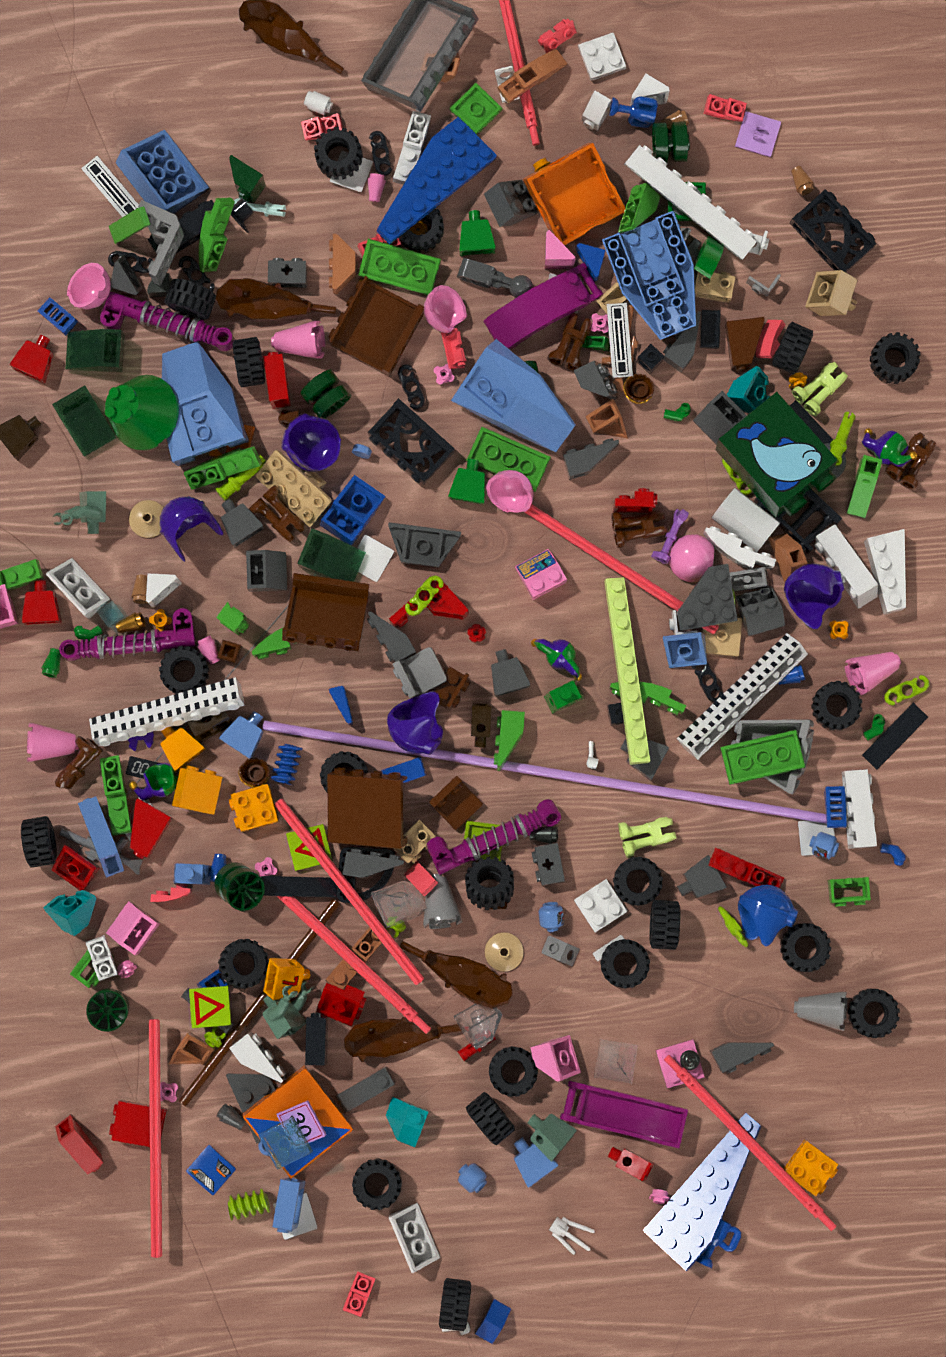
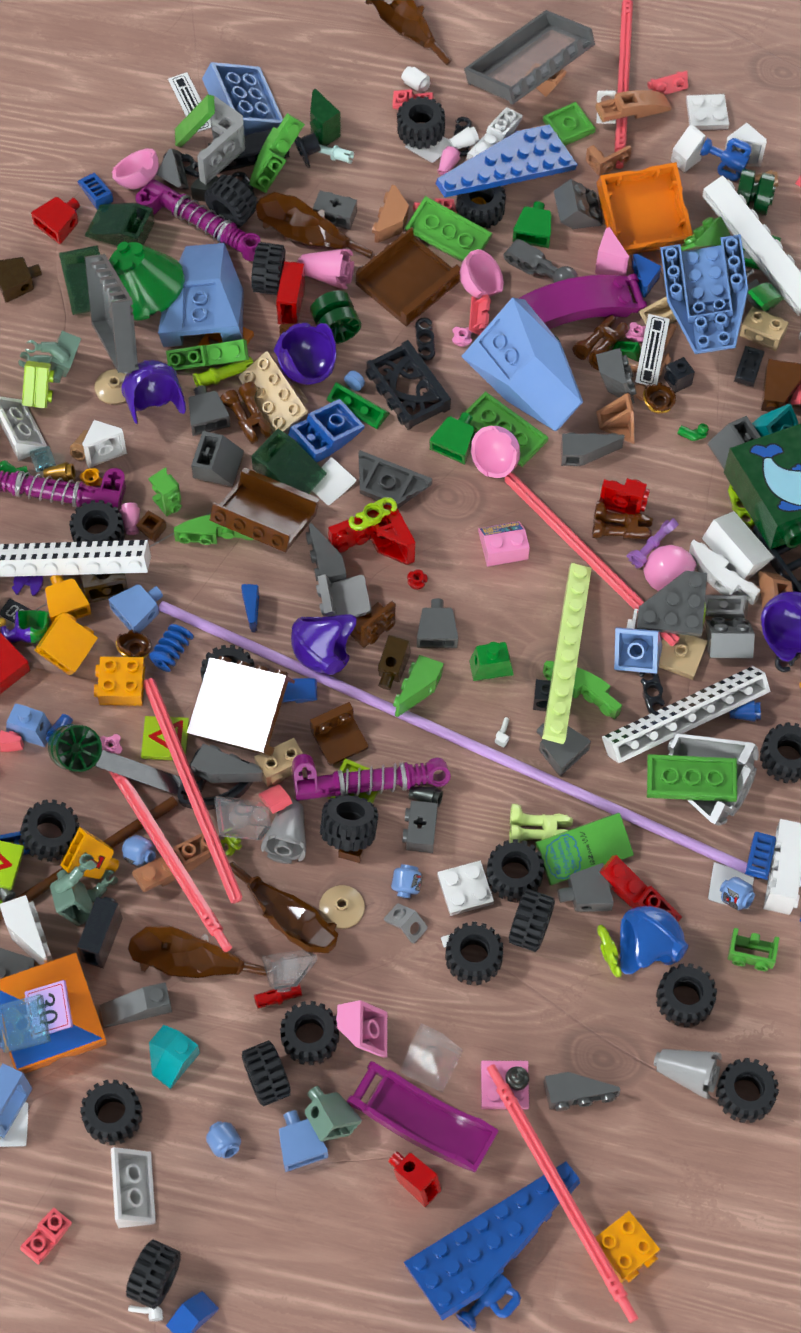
camera: 15 degrees right, 20 degrees down
(80, 545) = (37, 384): none -> brick
(128, 467) = (111, 313): none -> dark grey window
(323, 958) = (138, 851): none -> medium blue head
(341, 1004) = (142, 900): red plate -> none
(372, 473) = (359, 406): none -> green slope
(384, 160) = (465, 138): none -> white cone
(513, 144) = (604, 165): none -> nougat bracket
(559, 655) = (499, 621): piece -> none
(560, 1228) = (307, 1229): white plant -> none
(659, 1196) = (435, 1227): bright pink plate -> none
(683, 349) = (714, 376): dark grey slope -> none
(689, 843) = (584, 847): none -> bright green tile

